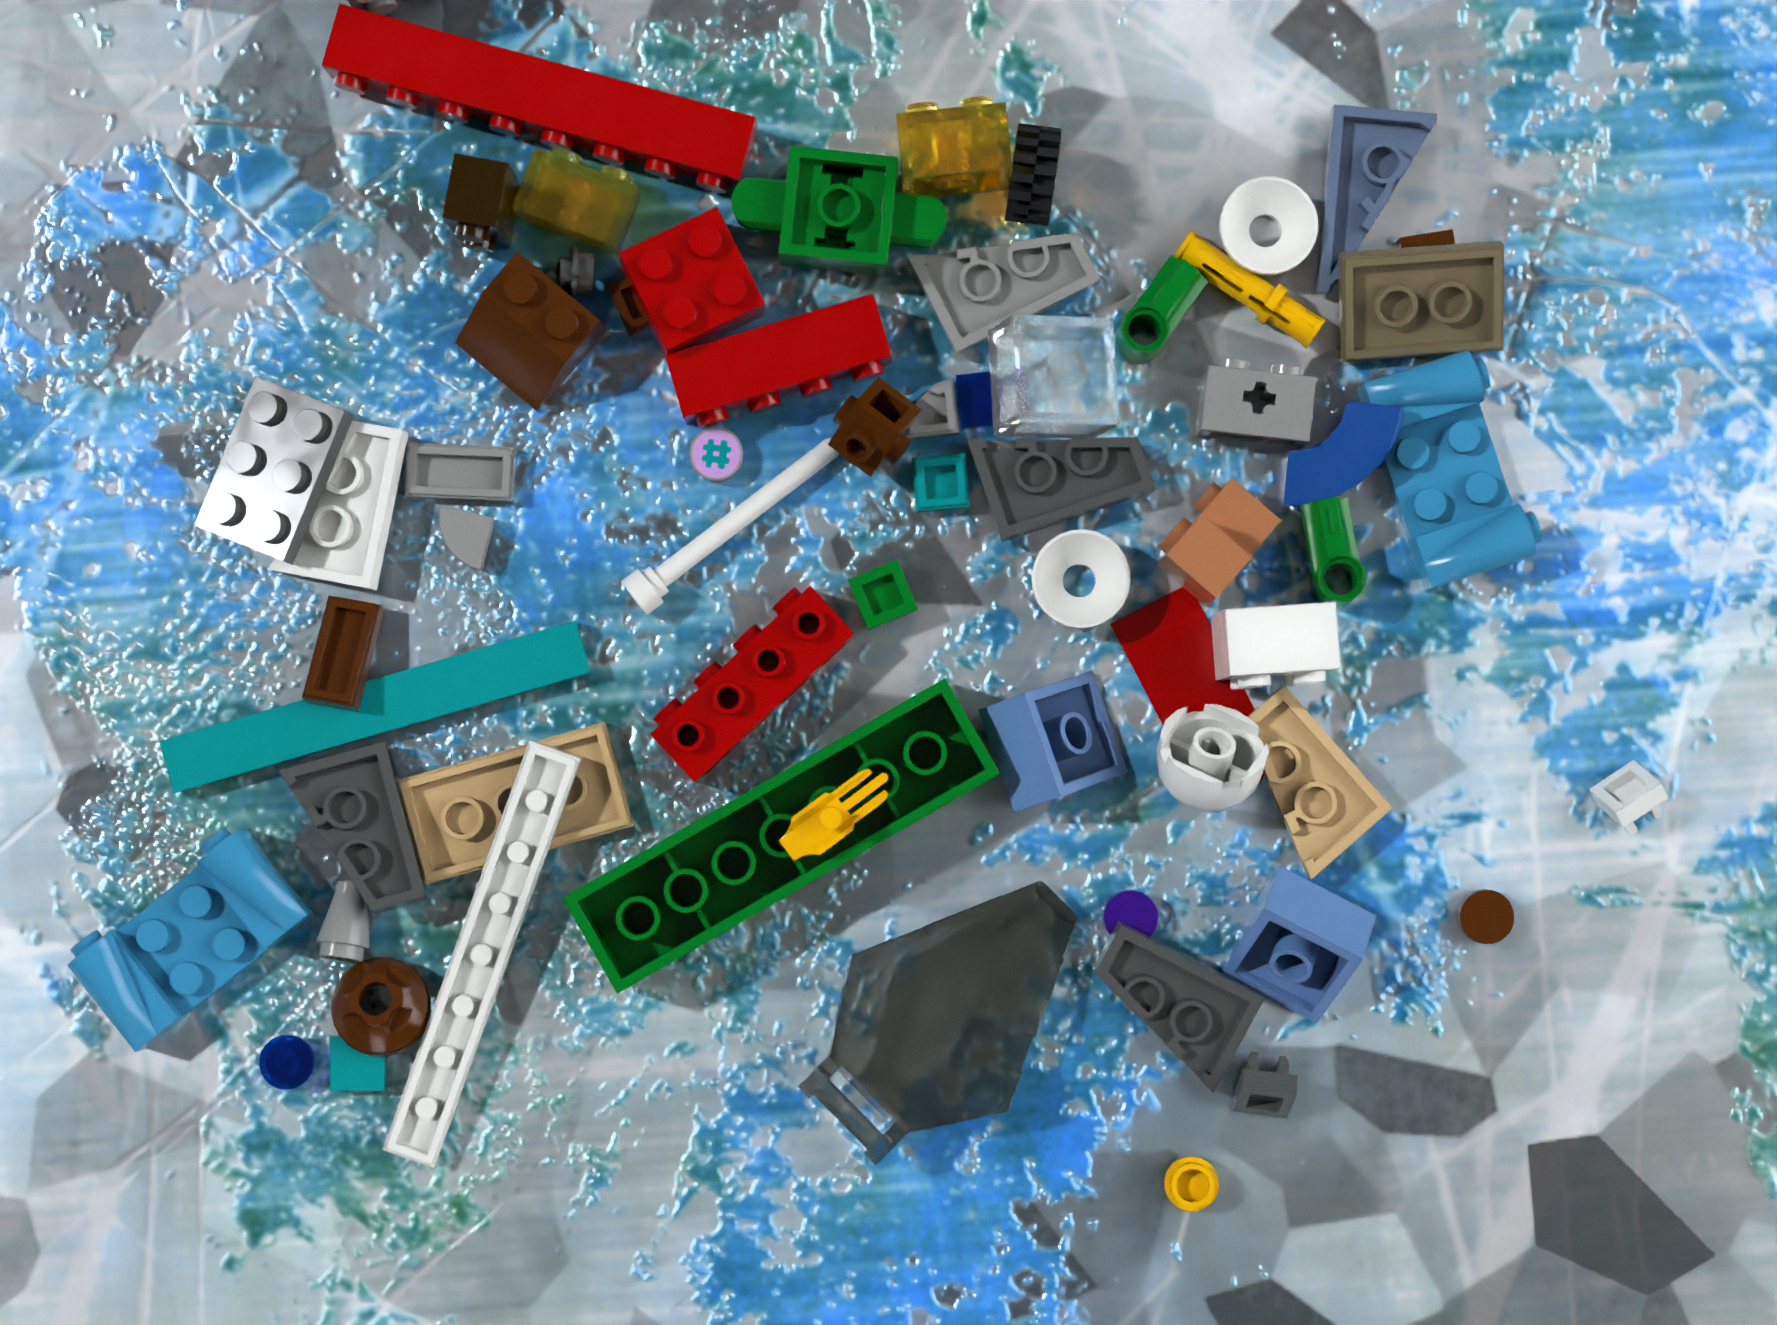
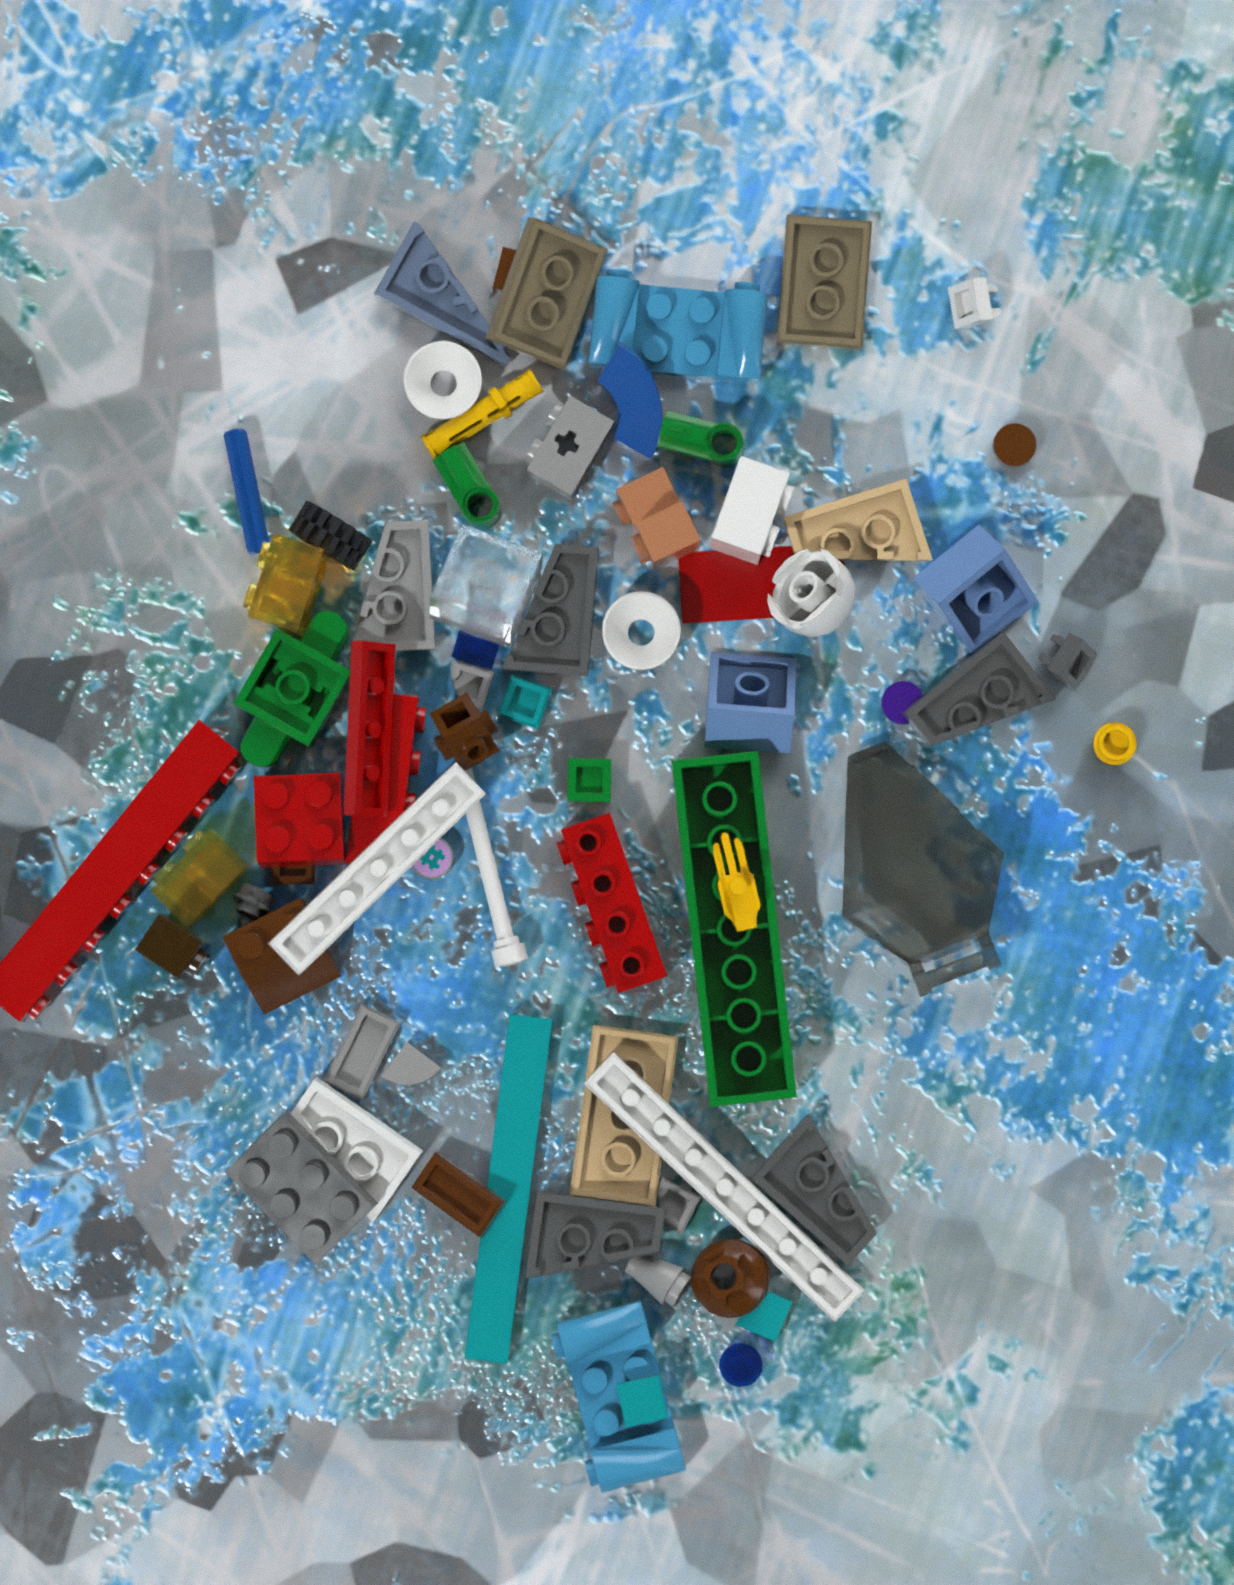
camera: 65 degrees left, 0 degrees up
(193, 966) = (642, 1400): none -> teal tile
(443, 908) = (679, 1203): none -> light grey tile
(521, 1062) = (815, 1192): none -> dark grey wing
(671, 393) = (376, 868): none -> white tile
(828, 313) = (369, 729): none -> red plate
(1047, 57) = (246, 489): none -> blue axle
(1575, 615) = (824, 282): none -> dark tan tile

